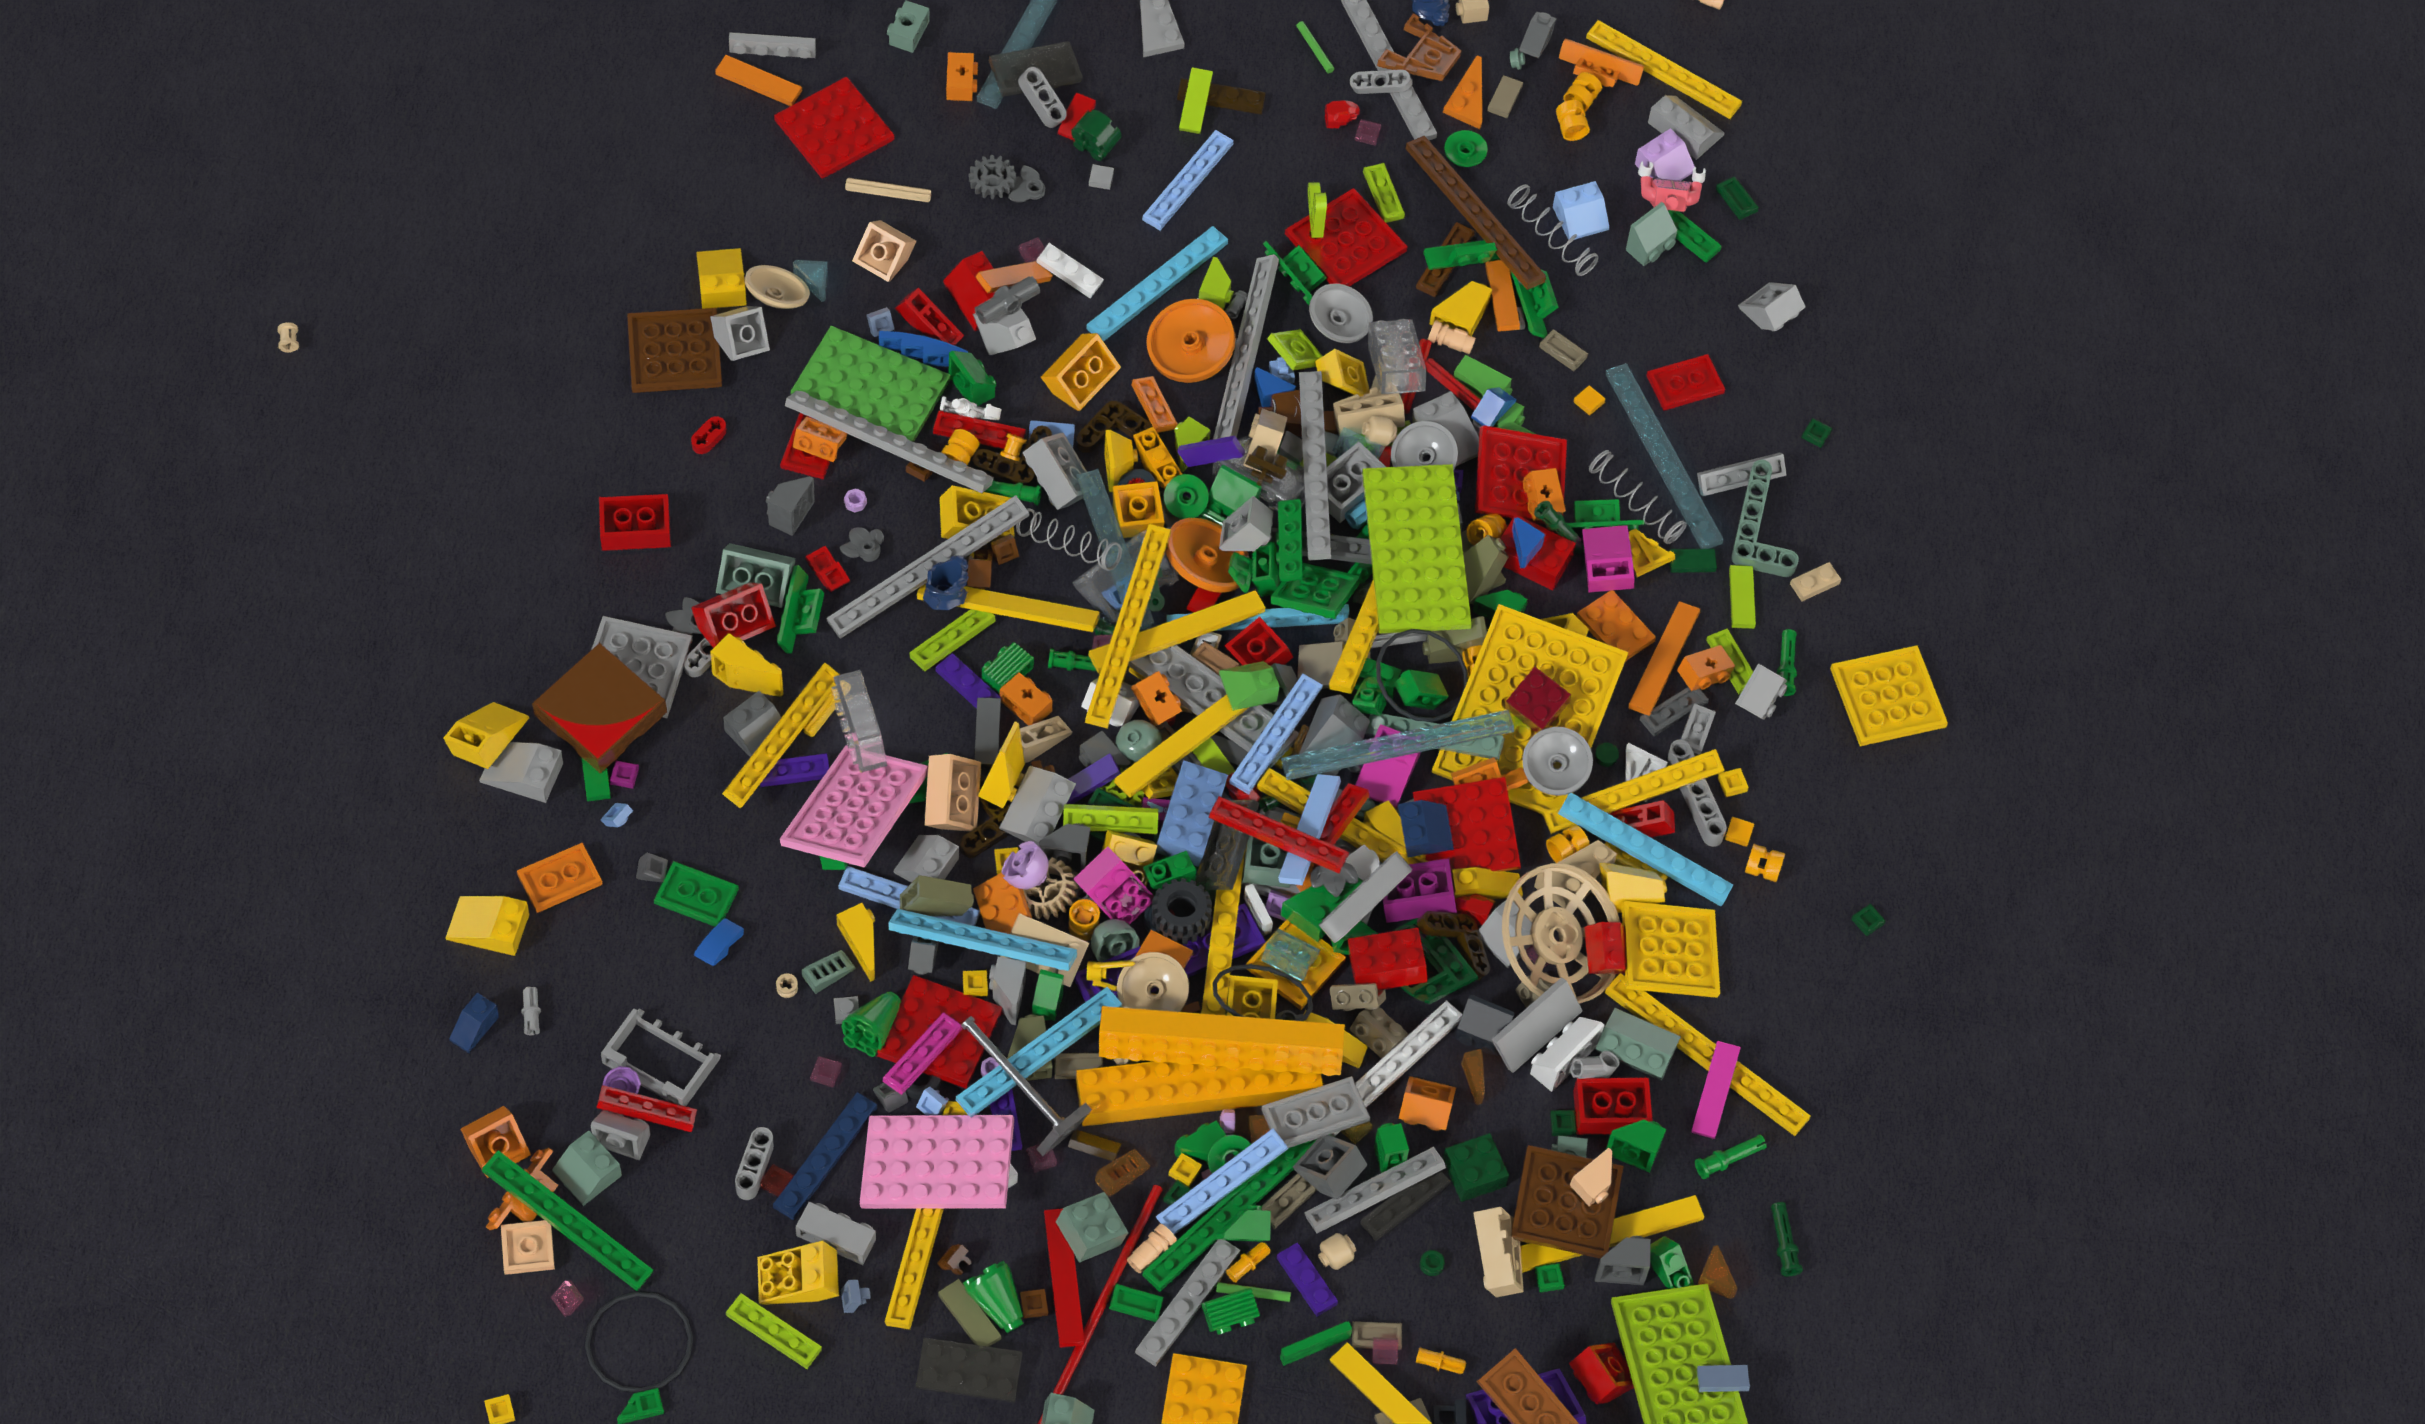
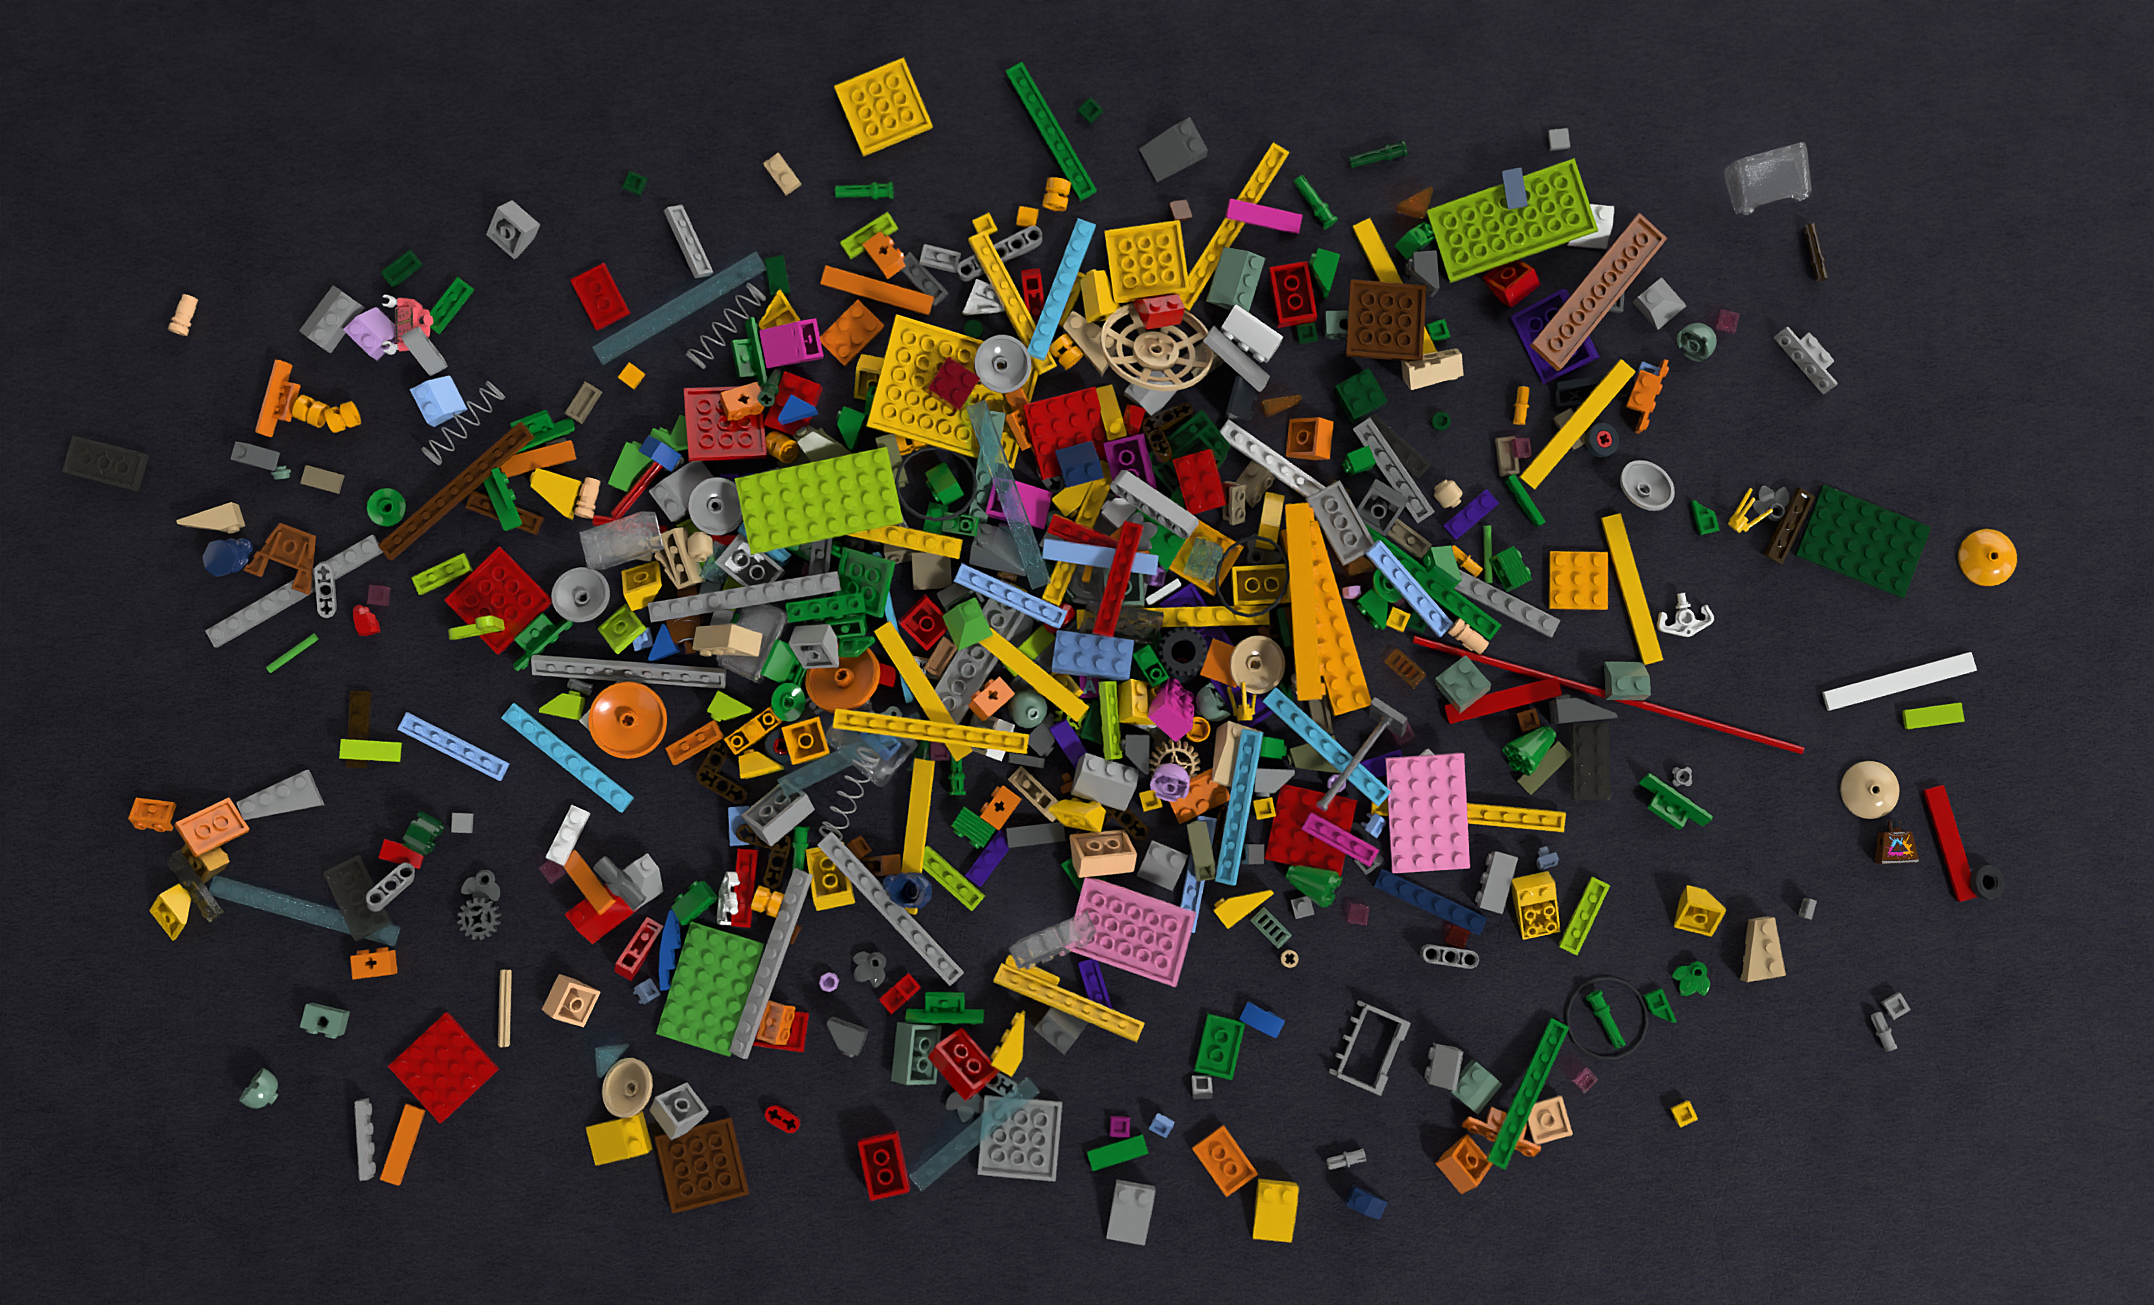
camera: 90 degrees left, 25 degrees up
(484, 733) = (1105, 1249): yellow slope -> none
(599, 707) = (1071, 1159): reddish brown tile -> none
(623, 1079) = (1401, 1074): medium lavender hair -> none
(646, 1108) = (1419, 1050): red tile -> none
(650, 618) = (974, 1134): none -> clear light blue tile
(651, 1332) = (1602, 1011): none -> green pin
(952, 1258) = (1502, 787): reddish brown tile -> none
(1013, 447) = (760, 855): light orange bush -> none
(1038, 1347) = (1569, 710): none -> dark grey slope
(1077, 735) = (1026, 760): none -> dark grey beam
(1081, 371) = (670, 810): light orange slope -> none
(1094, 1145) = (1390, 689): dark brown tile -> none
(1136, 1303) = (1513, 642): green tile -> none
(1211, 451) = (749, 692): dark purple tile -> none
(1275, 469) = (758, 643): dark brown hips -> none
(1466, 100) = (331, 512): orange wing -> none
(1594, 1179) = (1370, 298): light nougat slope -> none
(1595, 1066) = (1266, 309): light grey piece -> none
(1637, 199) = (424, 351): none -> light grey beam
(1651, 235) = (458, 336): sand green slope -> none
(1664, 69) = (271, 343): yellow tile -> none
(1733, 999) = (1180, 210): none -> slope
(1742, 596) = (806, 232): lime tile -> none
(1752, 524) = (738, 225): sand green beam -> none
(1762, 692) = (903, 207): light grey slope -> none
(1811, 1005) = (1174, 150): none -> dark grey slope
(1844, 870) = (1051, 131): none -> green plate

